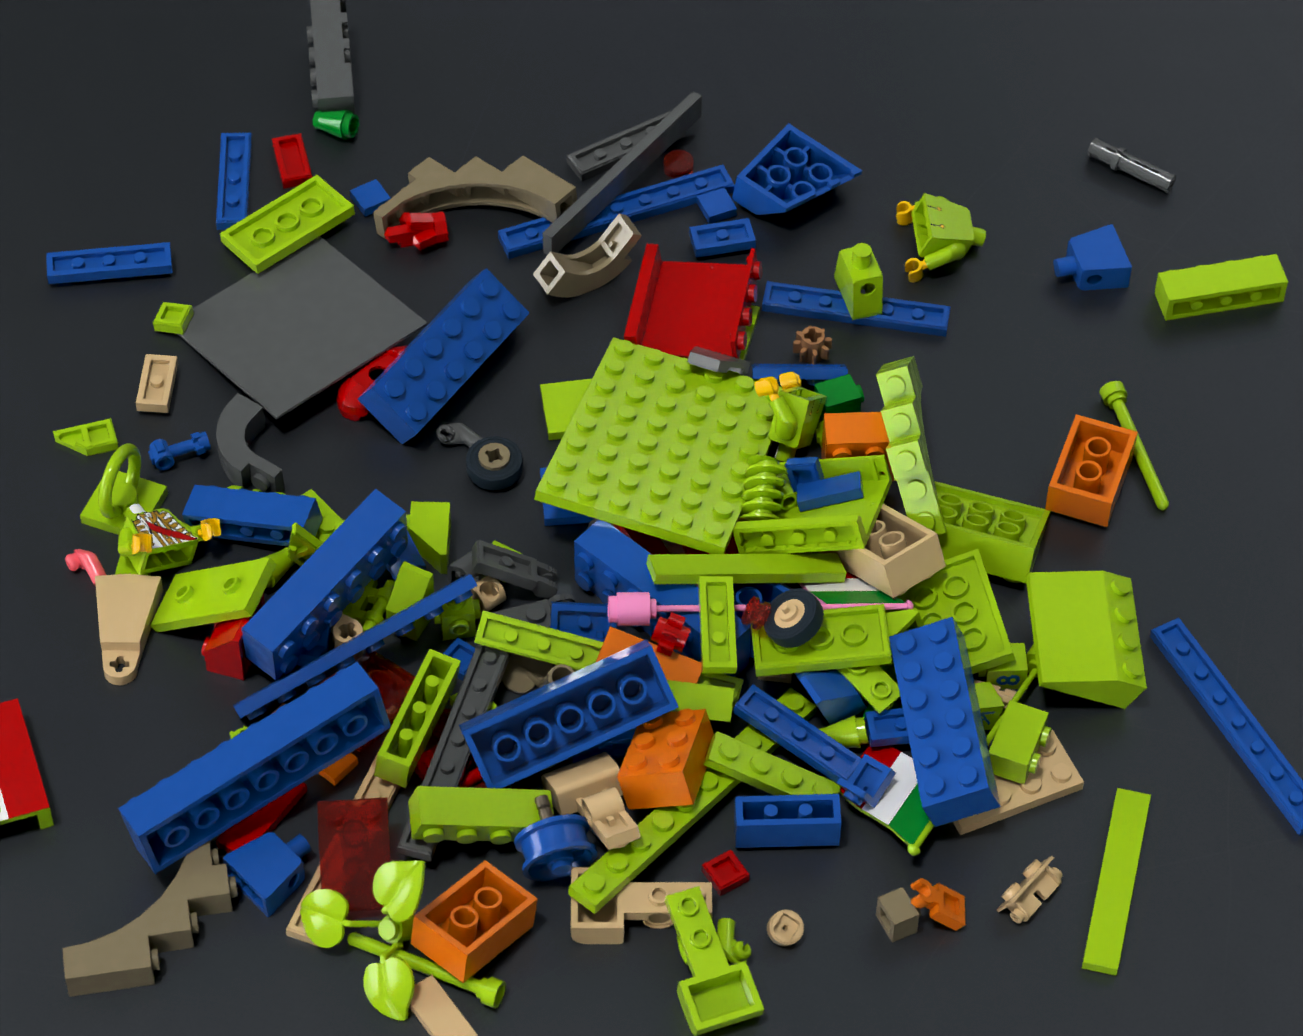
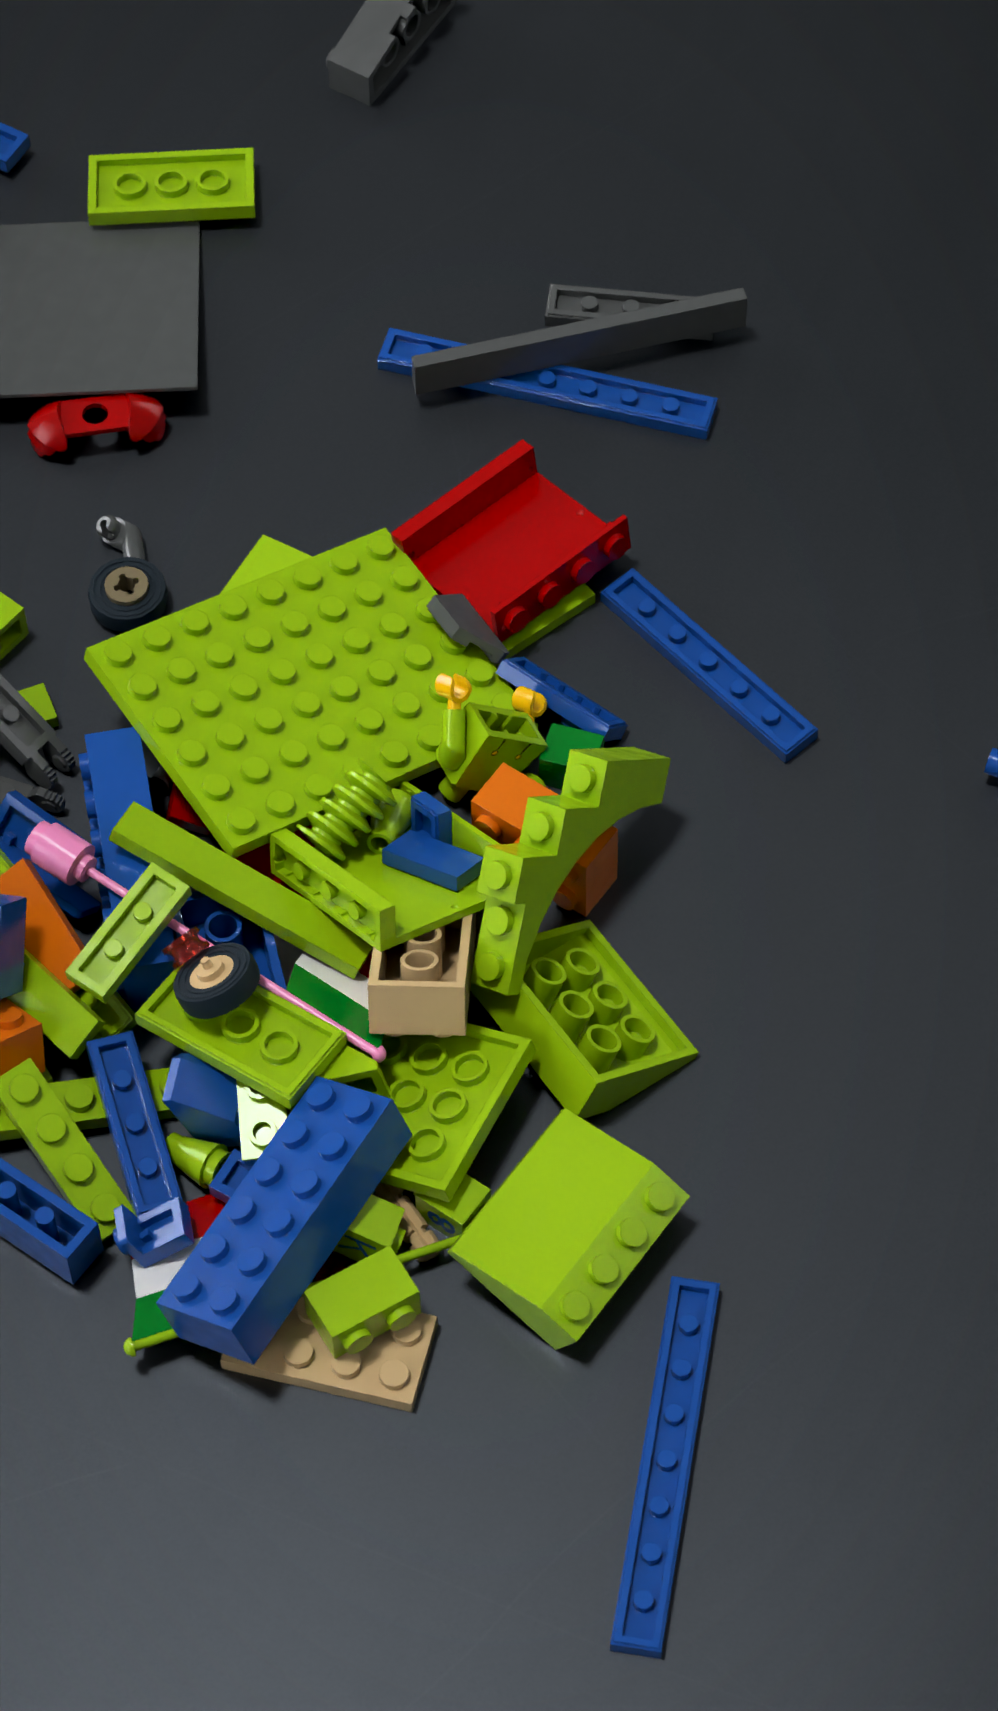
camera: 40 degrees right, 5 degrees up
(233, 179) = (171, 102): blue tile -> none
(291, 160) = (251, 116): red tile -> none
(338, 123) = (337, 104): green cone -> none
(369, 197) = (292, 208): blue tile -> none
(419, 230) = (304, 276): red rock -> none
(436, 188) = (408, 256): dark tan arch -> none
(443, 356) = (177, 435): blue brick -> none
(593, 267) = (440, 431): dark tan arch -> none
(670, 634) = (76, 910): red gear -> none
(678, 164) = (669, 368): clear red tile -> none
(716, 205) = (665, 443): blue tile -> none
(722, 237) = (630, 485): blue plate -> none
(790, 173) = (771, 452): blue wedge -> none
(812, 345) = (606, 676): medium nougat gear -> none
(857, 271) = (727, 617): lime torso -> none
(897, 914) = (50, 1410): dark tan plate -> none
(941, 232) = (885, 632): lime torso -> none
(943, 903) = (108, 1433): orange plate -> none
(1021, 898) = (206, 1491): tan hinge -> none
(1091, 470) = (779, 1034): orange brick -> none
(1115, 397) = (908, 962): lime piece -> none
(1116, 882) = (336, 1549): lime tile -> none

